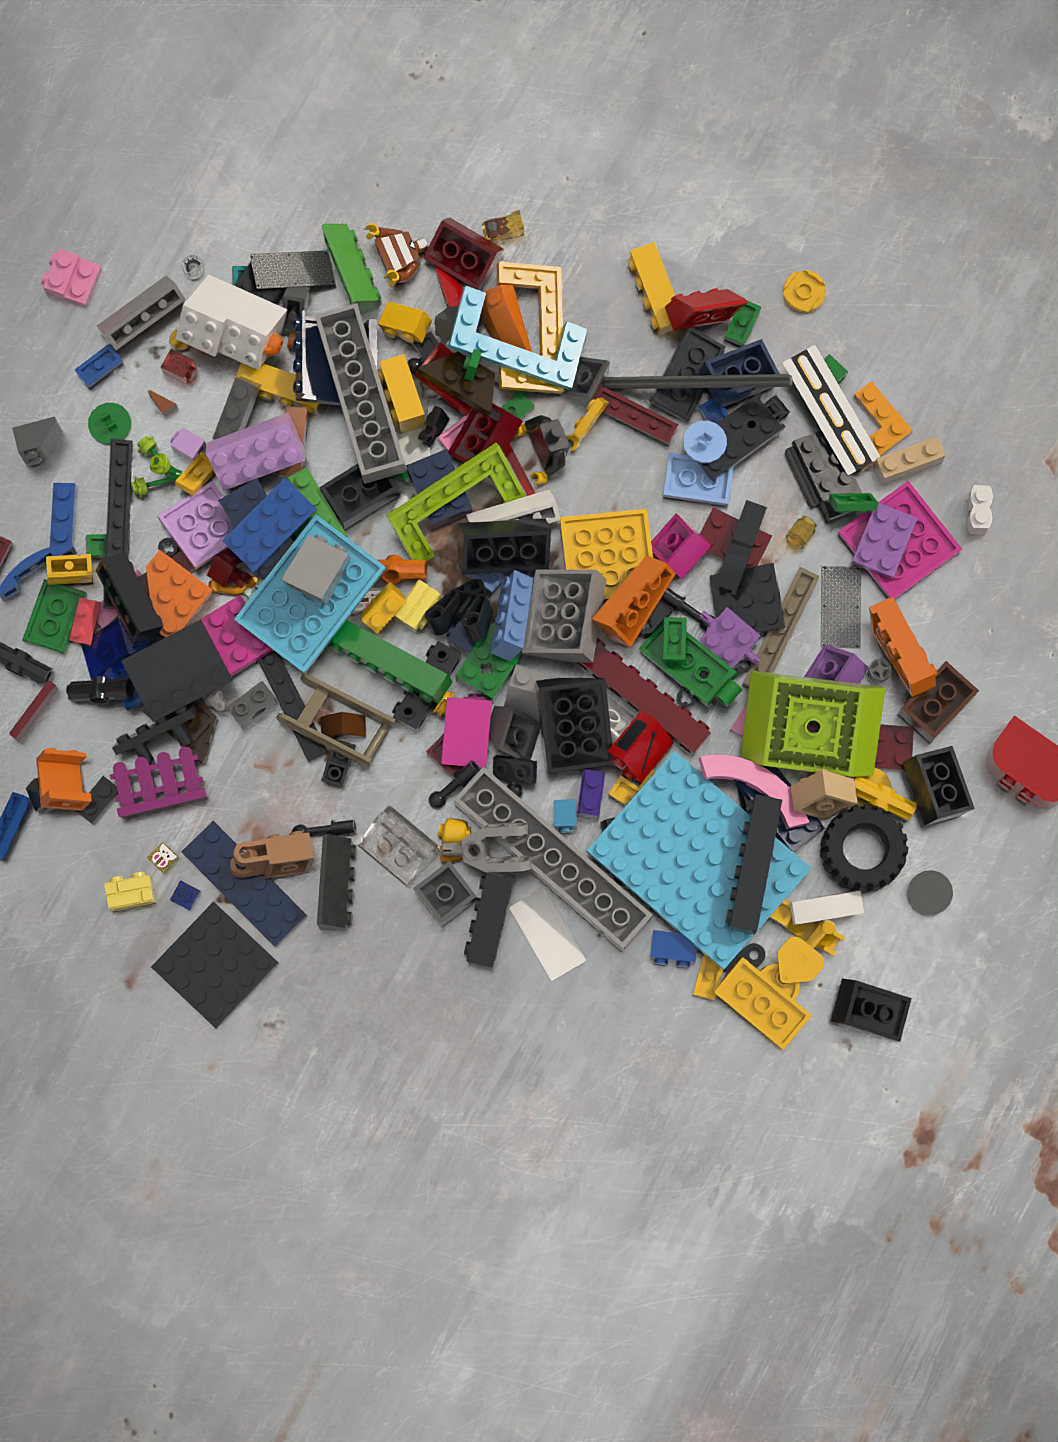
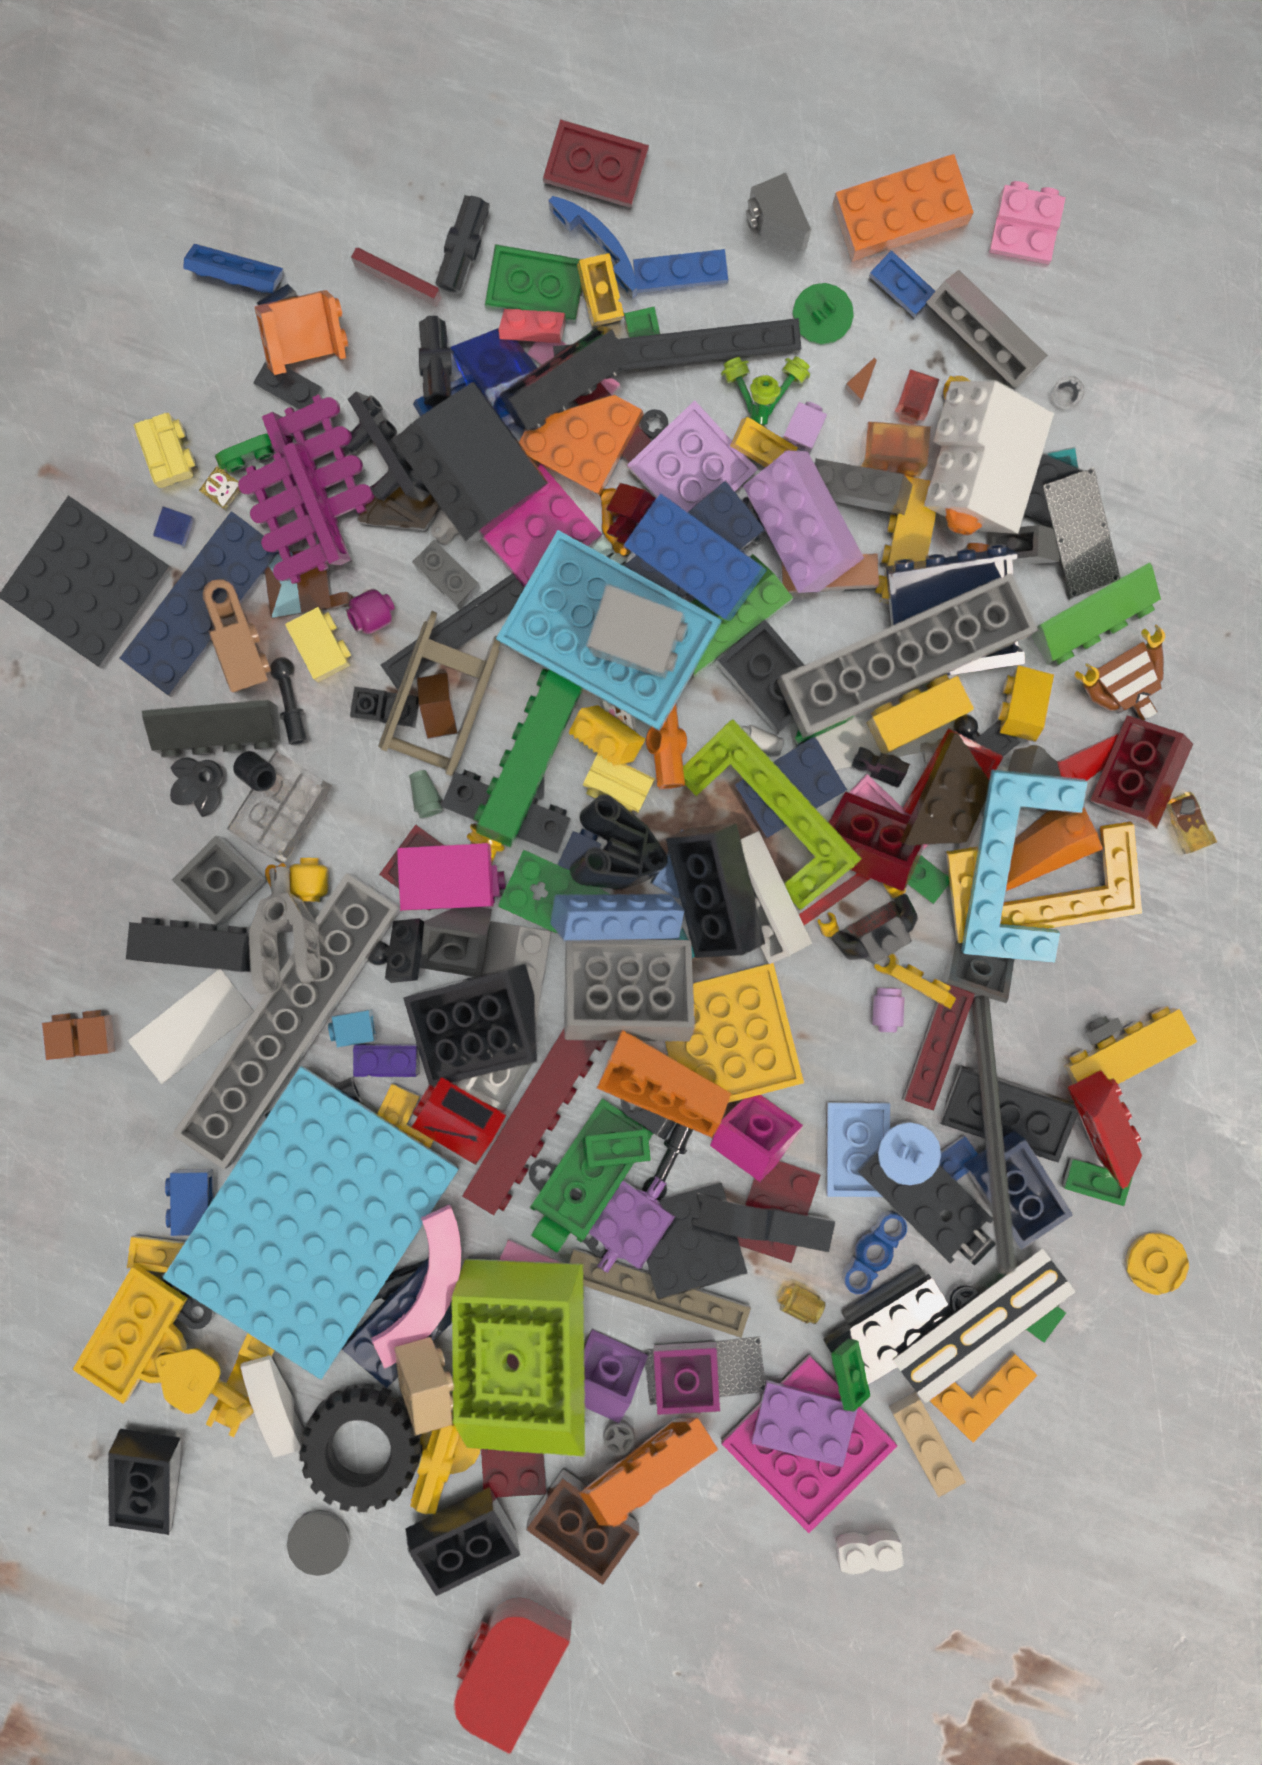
camera: 80 degrees right, 10 degrees up
(46, 358) = (902, 207): none -> orange brick
(143, 843) = (236, 455): none -> green plate
(181, 800) = (307, 492): none -> magenta fence
(214, 384) = (895, 448): none -> clear orange brick
(240, 811) = (302, 597): none -> reddish brown flag
(269, 762) = (370, 611): none -> magenta head
(287, 801) = (318, 644): none -> light yellow brick
(371, 858) = (254, 771): none -> black brick
(375, 907) = (193, 787): none -> black plate
(406, 742) = (424, 795): none -> sand green cone
(438, 798) = (354, 850): black pin -> none
(471, 364) = (971, 808): green plate -> none
(542, 1001) = (78, 1036): none -> dark orange piece
(603, 445) = (888, 1009): none -> lavender brick
(637, 304) = (1103, 1028): none -> dark grey plate
(754, 865) = (307, 1303): black brick -> none
(766, 468) = (870, 1267): none -> blue piece
(807, 423) = (957, 1295): none -> black wheel
(842, 616) = (686, 1378): none -> magenta brick

